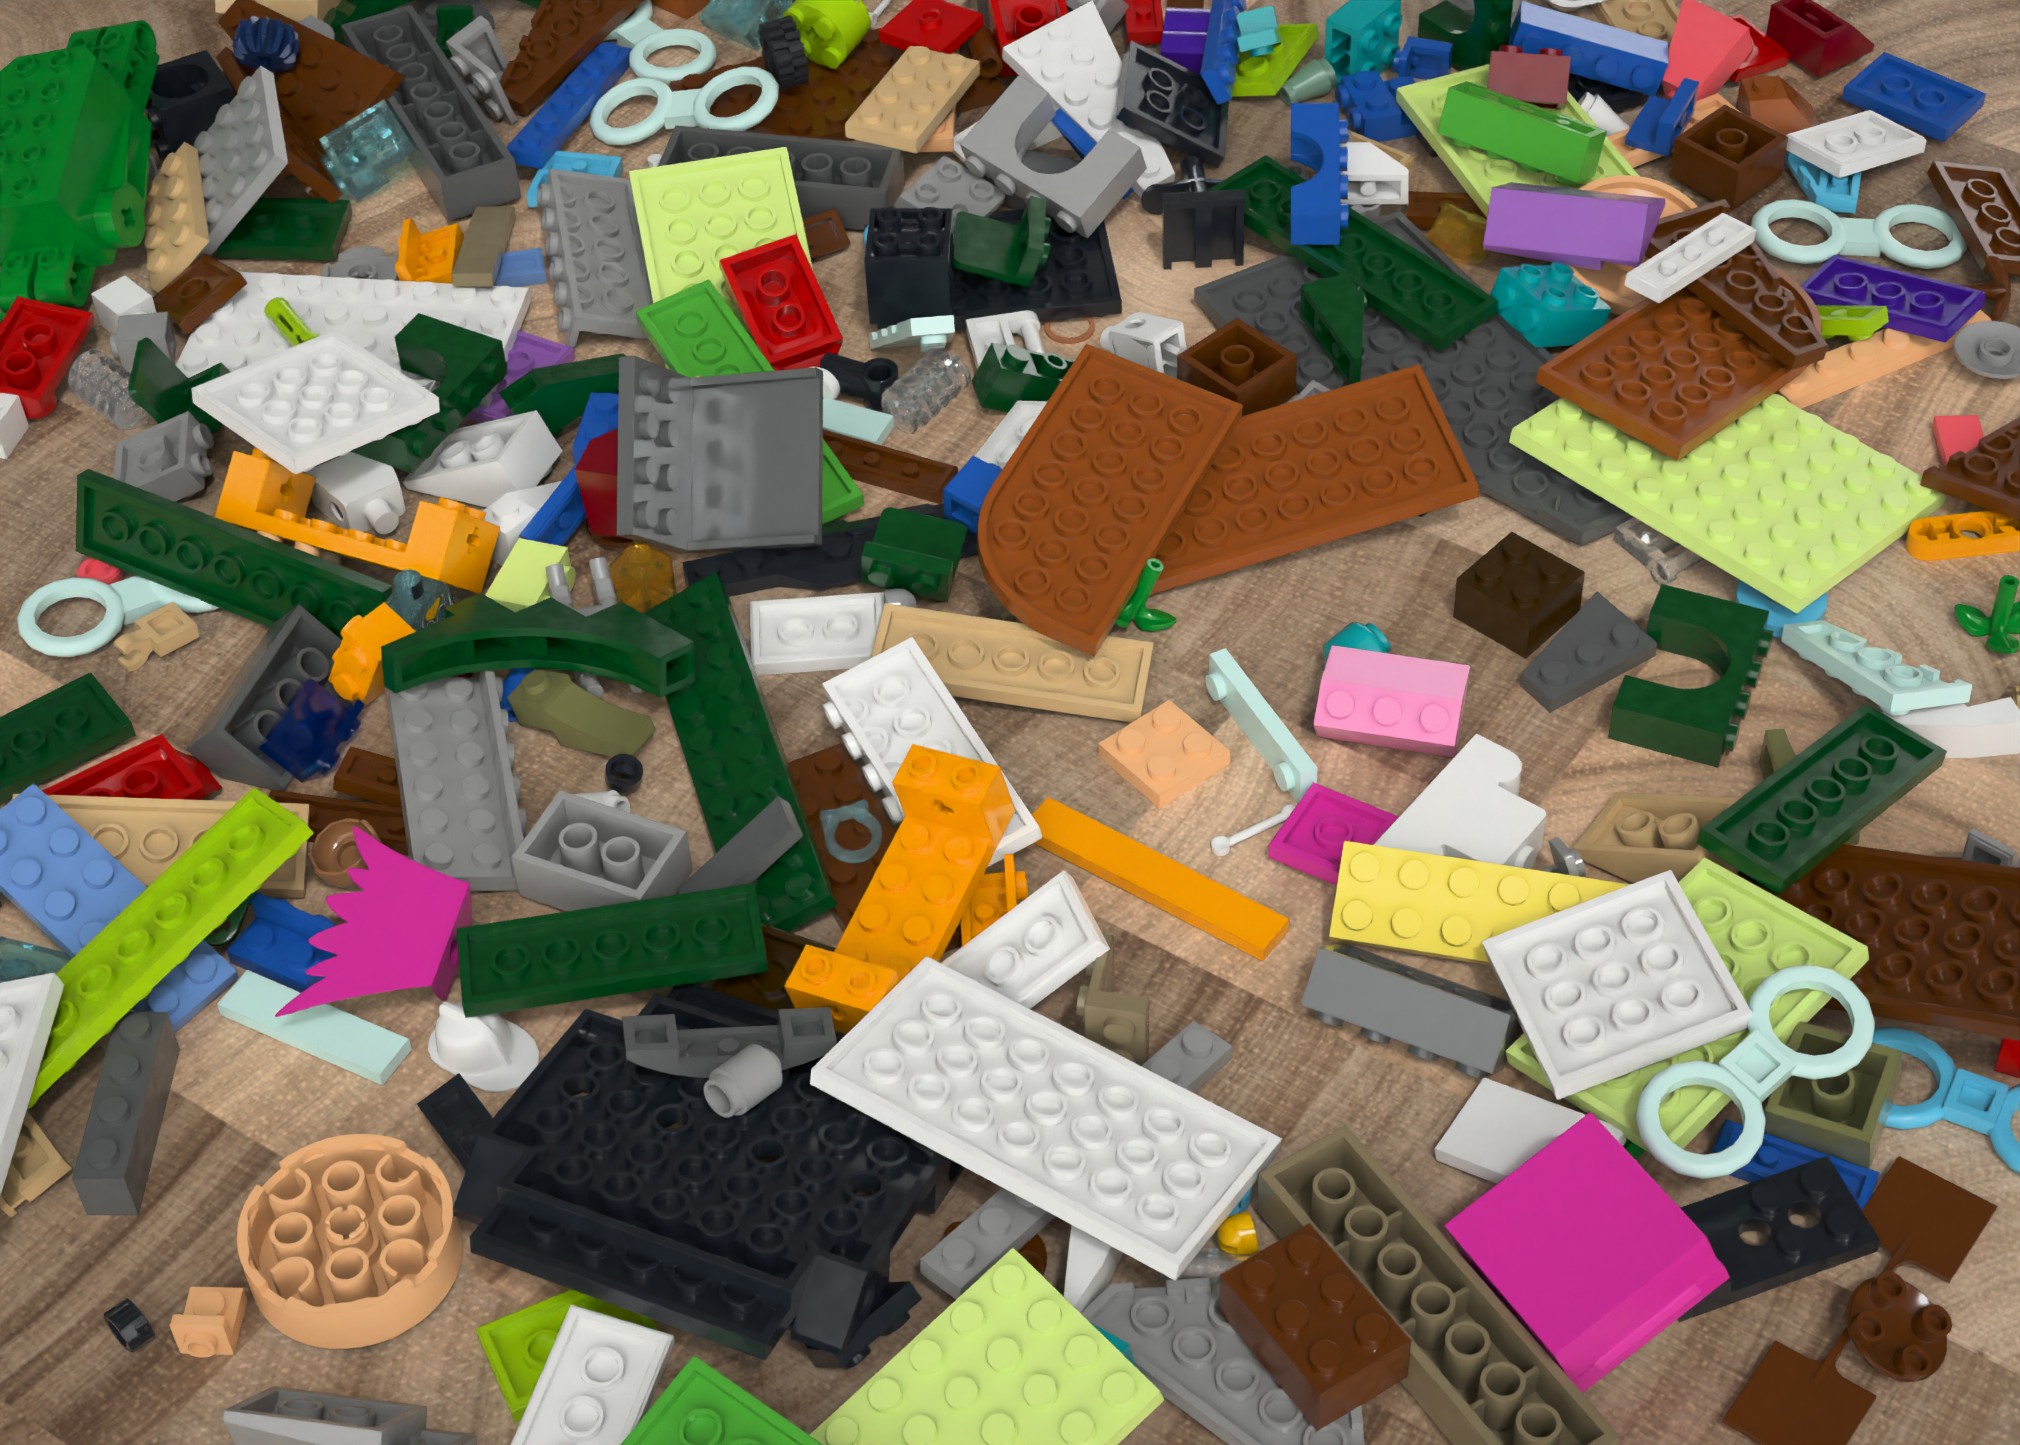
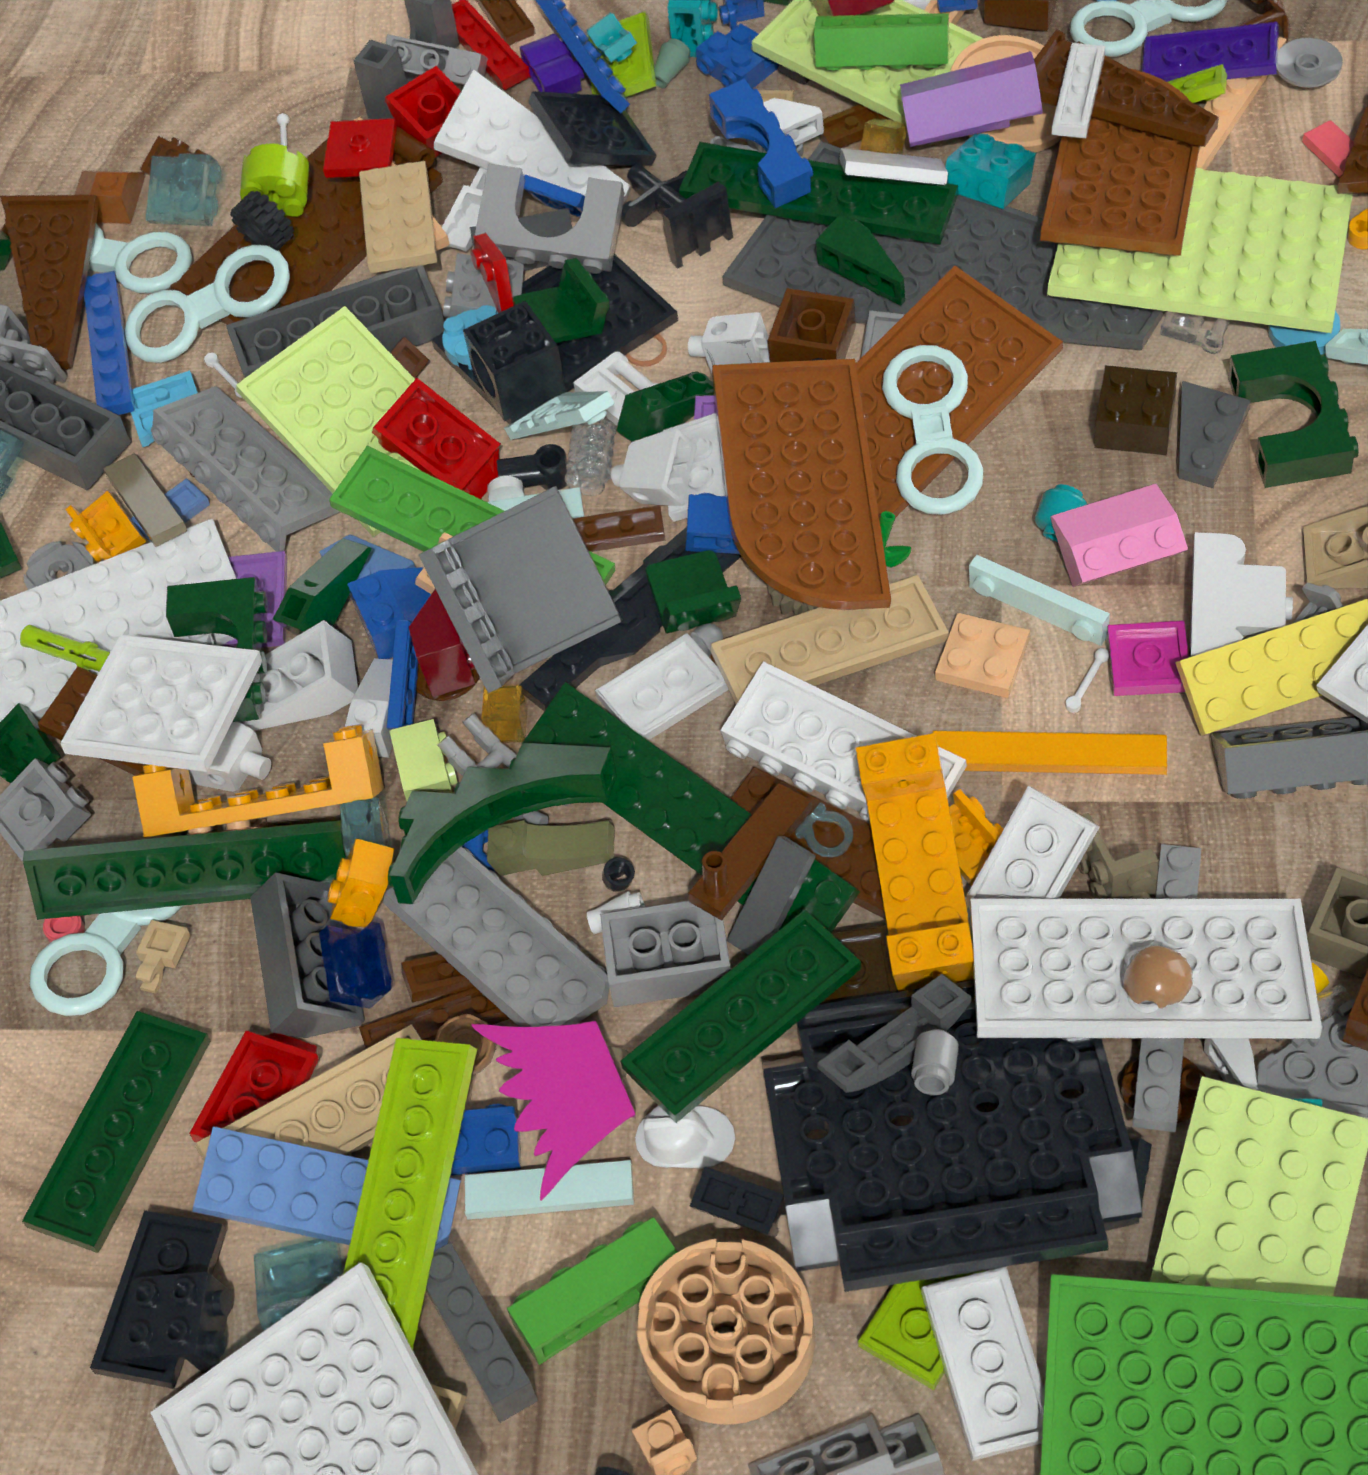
camera: 25 degrees left, 10 degrees up
(252, 1134) = (591, 1291): none -> bright green brick
(699, 818) = (738, 865): none -> reddish brown piece
(954, 174) = (493, 270): none -> red wing
(976, 425) = (657, 468): none -> white torso
(1042, 1120) = (1158, 976): none -> medium nougat hair
(1275, 510) = (932, 429): none -> light aqua bar
(1439, 253) = (893, 166): none -> white tile

